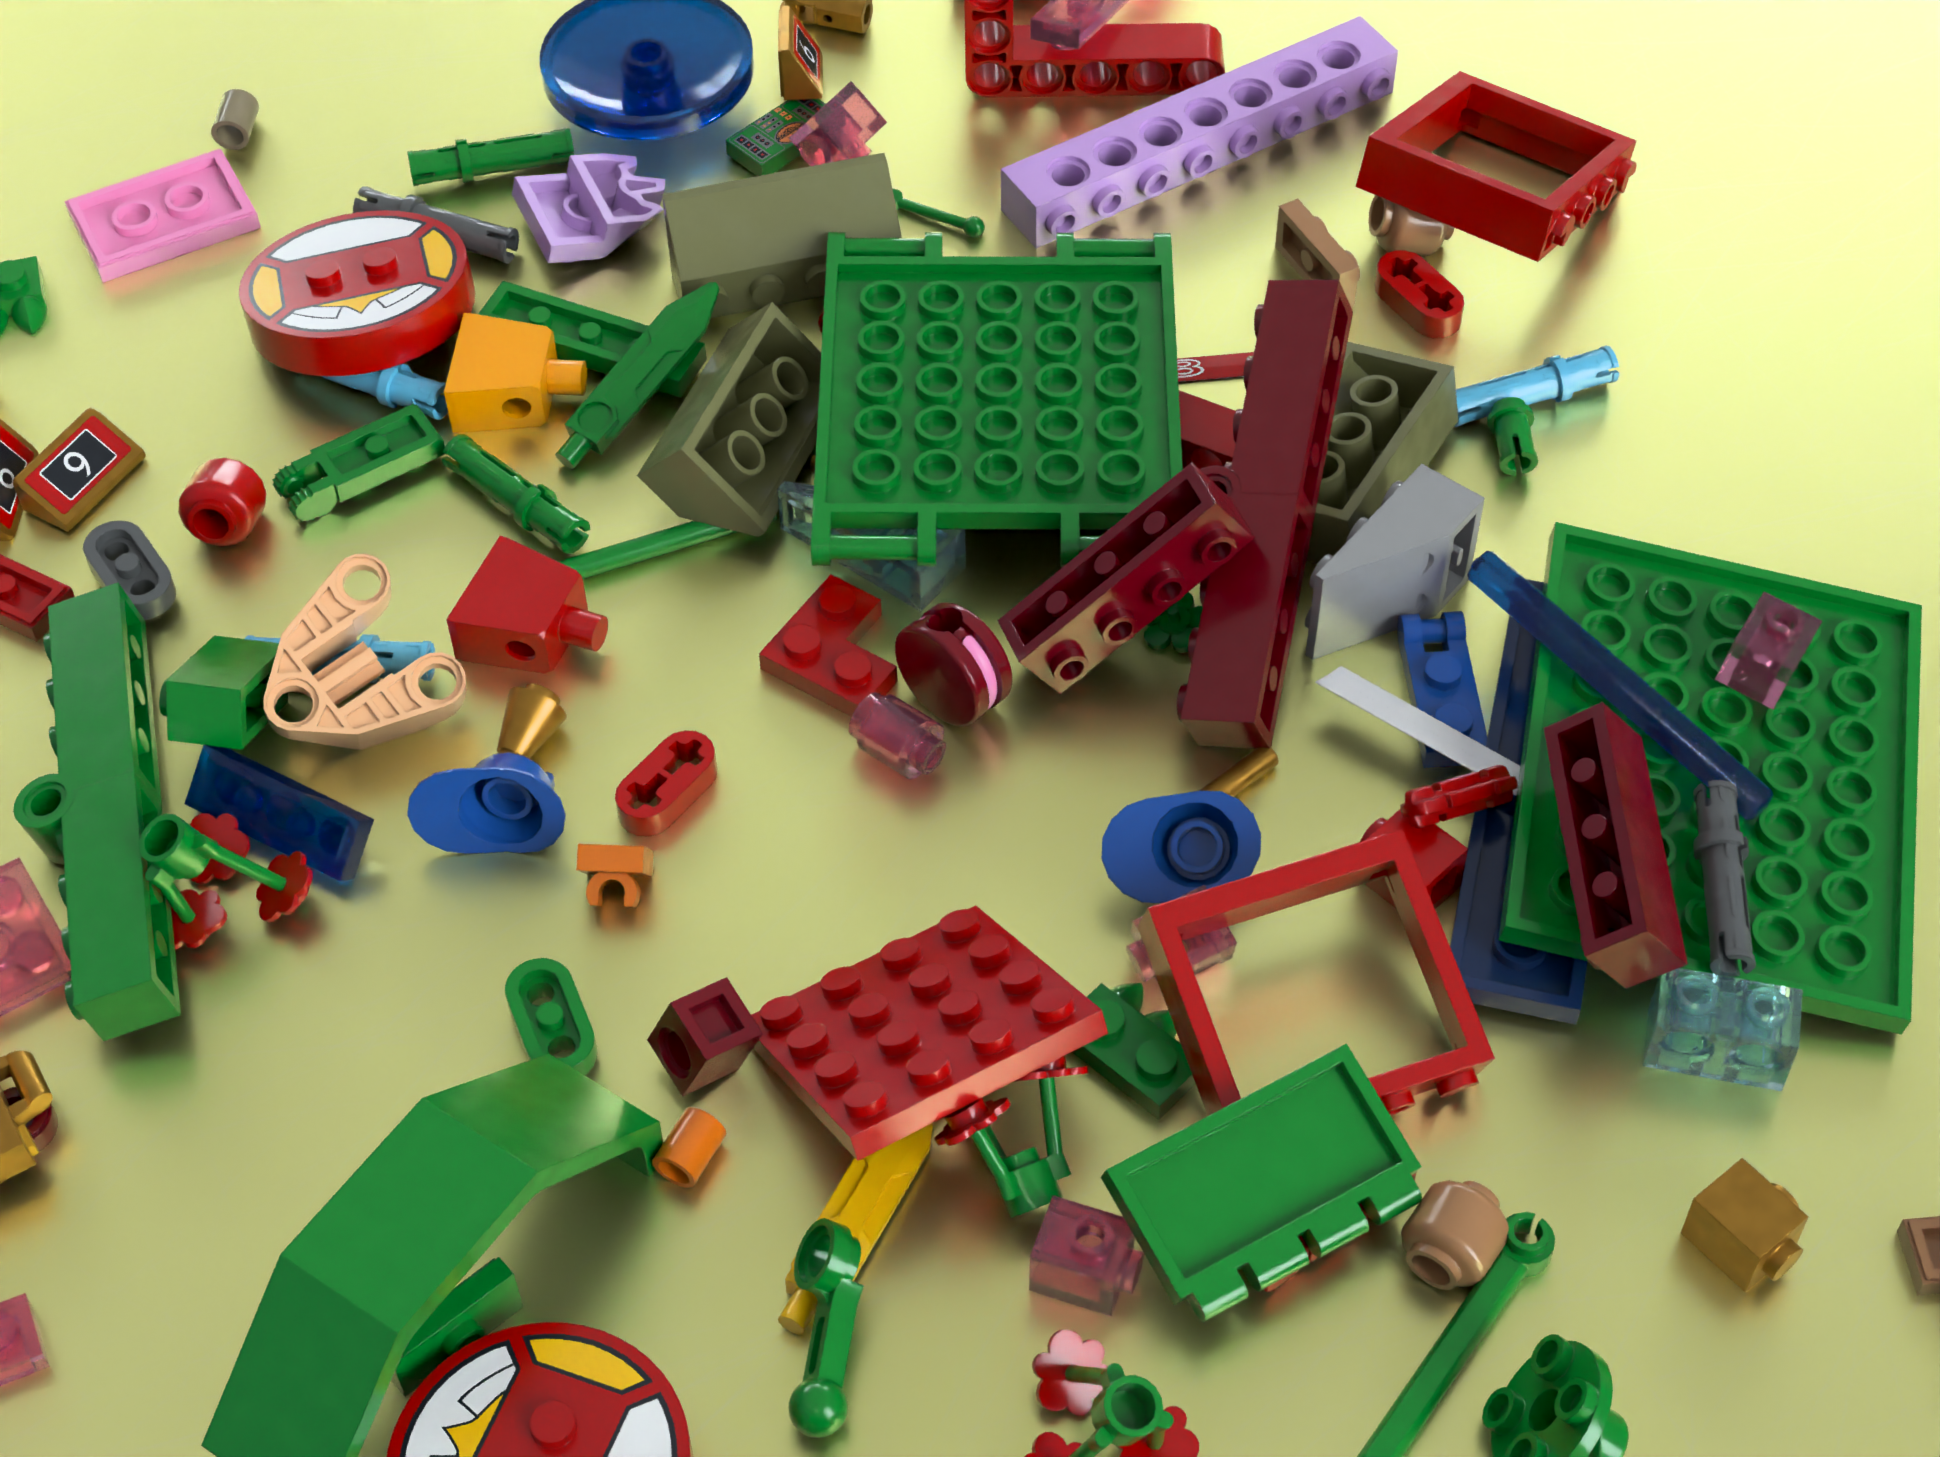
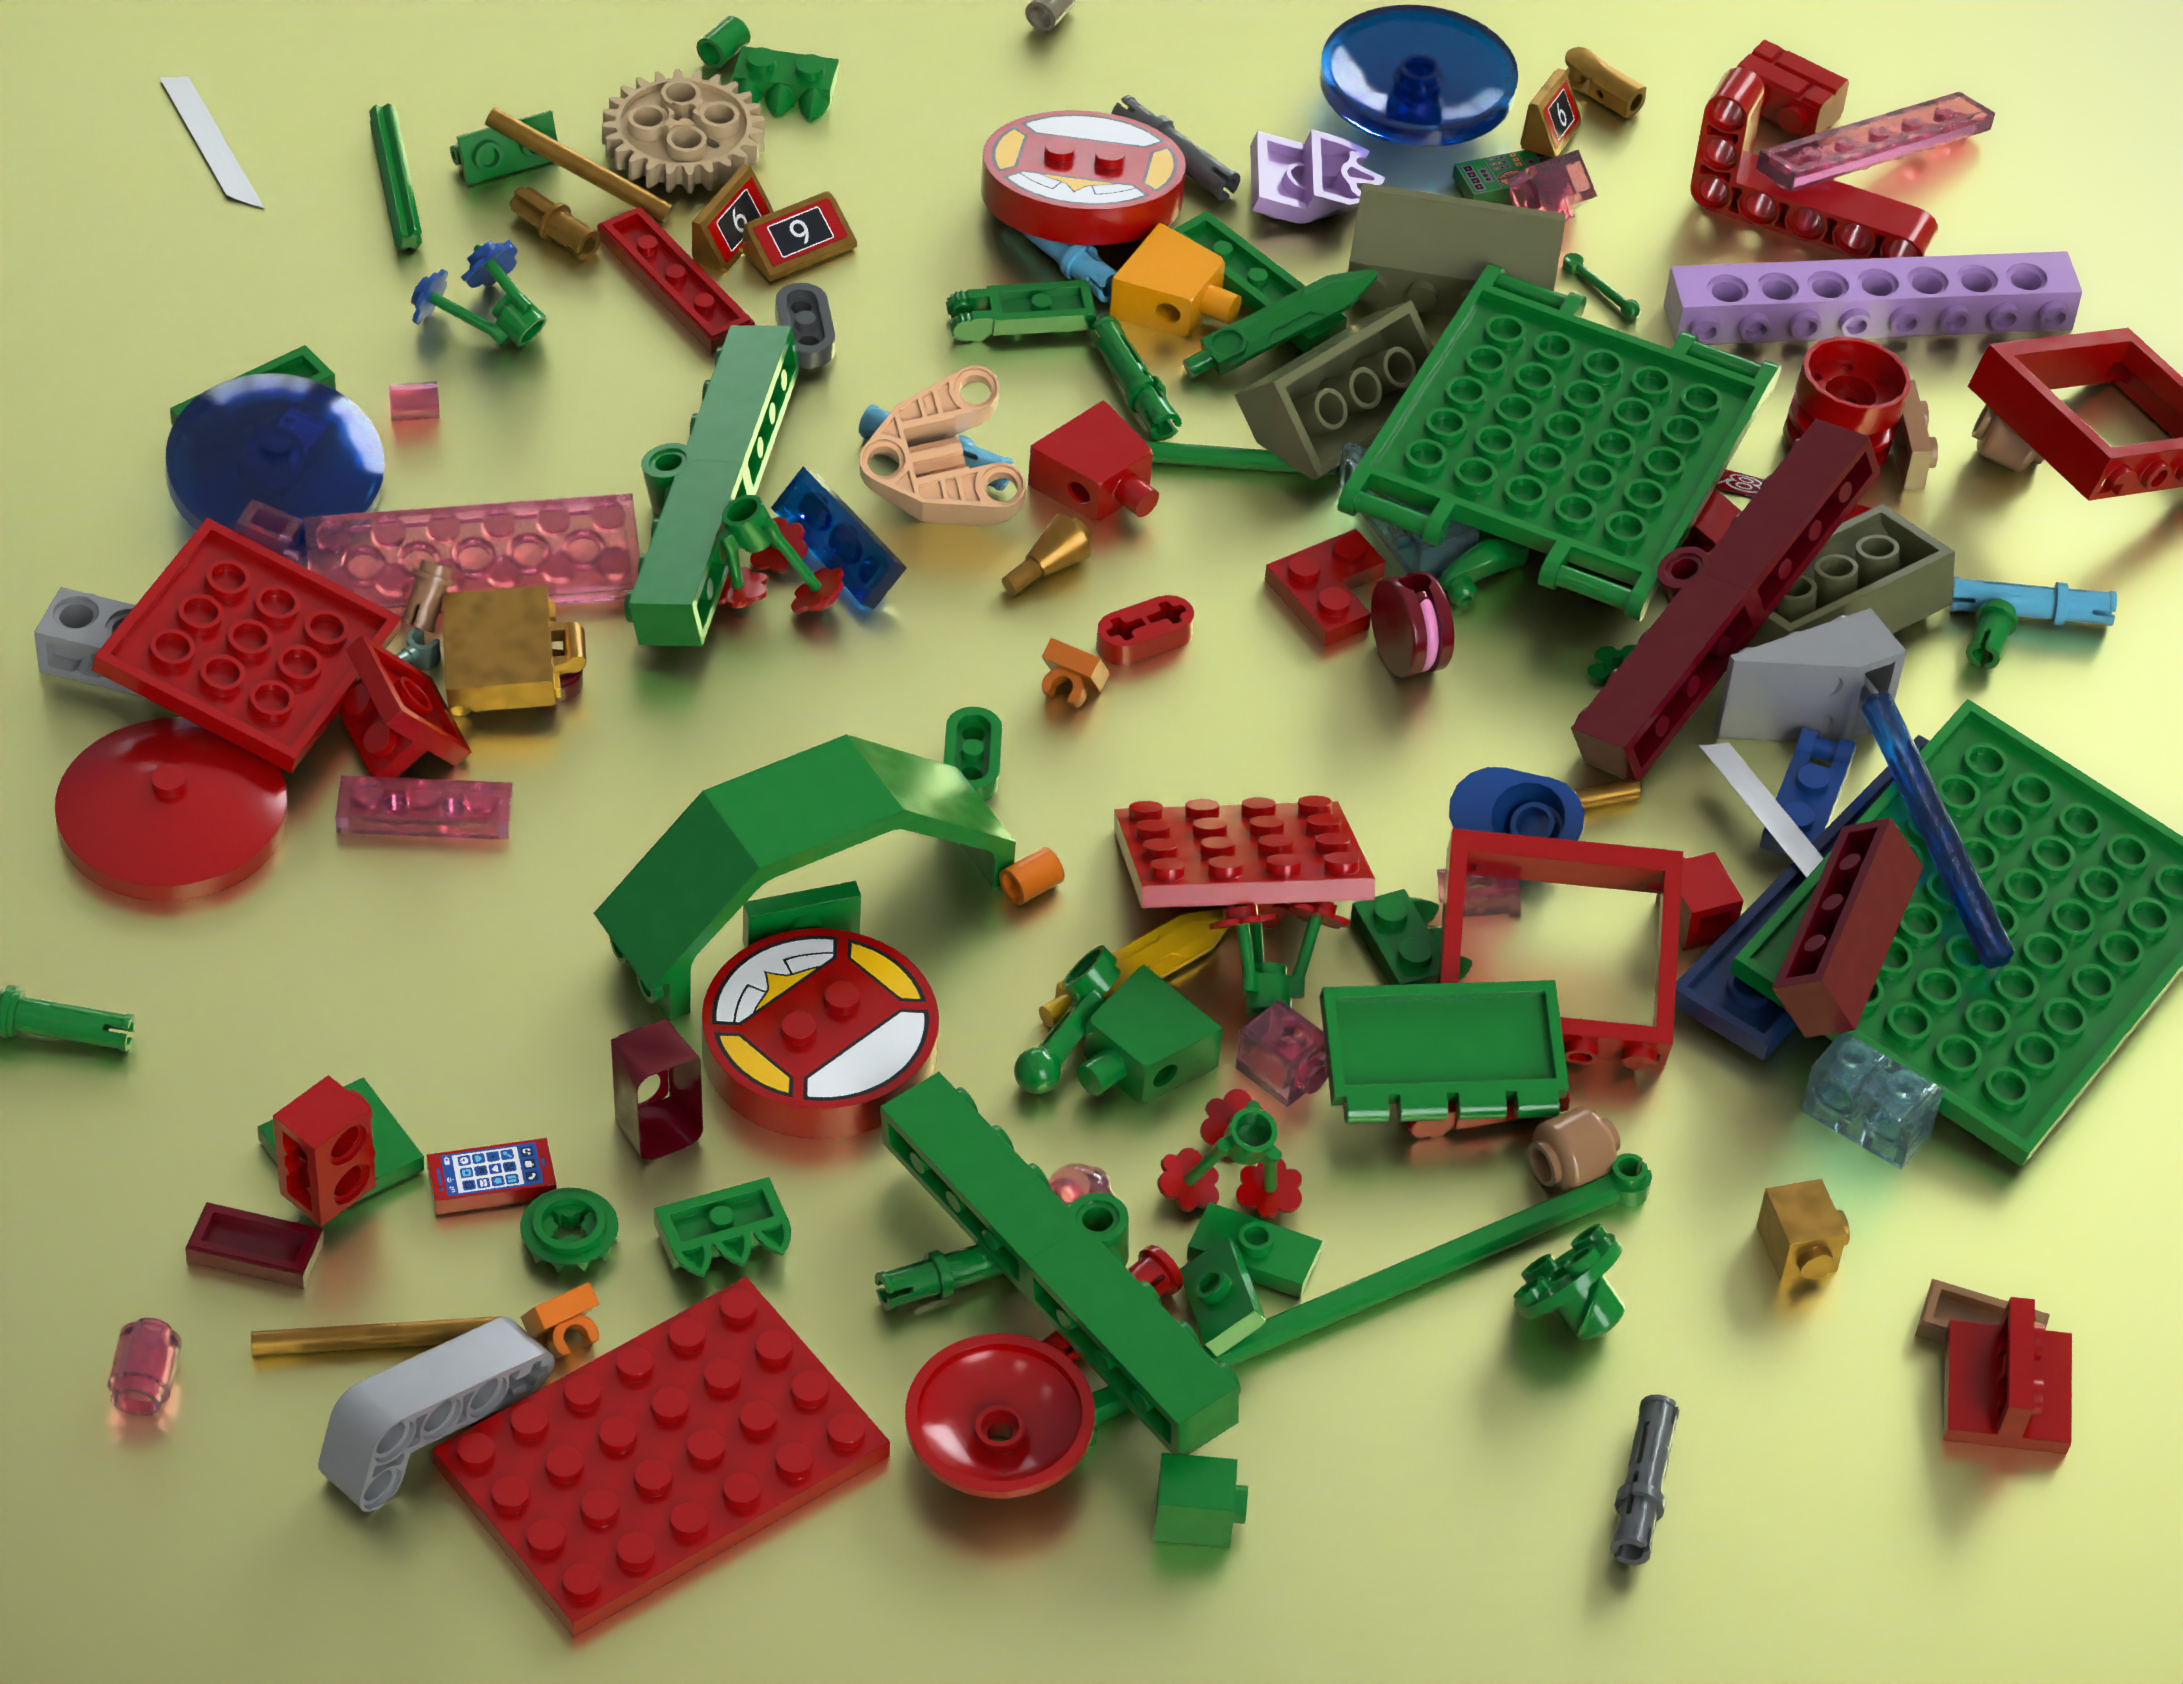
camera: 20 degrees right, 5 degrees down
(162, 215) = (956, 62): bright pink tile -> none
(220, 693) = (831, 434): green brick -> none
(222, 502) = (899, 300): red head -> none
(489, 808) = (996, 591): blue piece -> none
(491, 156) = (1248, 109): green pin -> none
(704, 1036) = (1079, 803): dark red brick -> none
(898, 735) = (1343, 661): clear pink brick -> none
(923, 1310) = (1147, 1040): none -> green torso
(975, 564) = (1478, 562): none -> green arm
(1125, 579) = (1578, 606): dark red brick -> none
(1242, 239) = (1851, 387): none -> red wheel
(1424, 290) = (1995, 495): red beam -> none
(1458, 796) = (1757, 861): red axle -> none
(1722, 854) = (1939, 976): dark grey pin -> none
(1768, 650) = (2079, 852): clear pink brick -> none

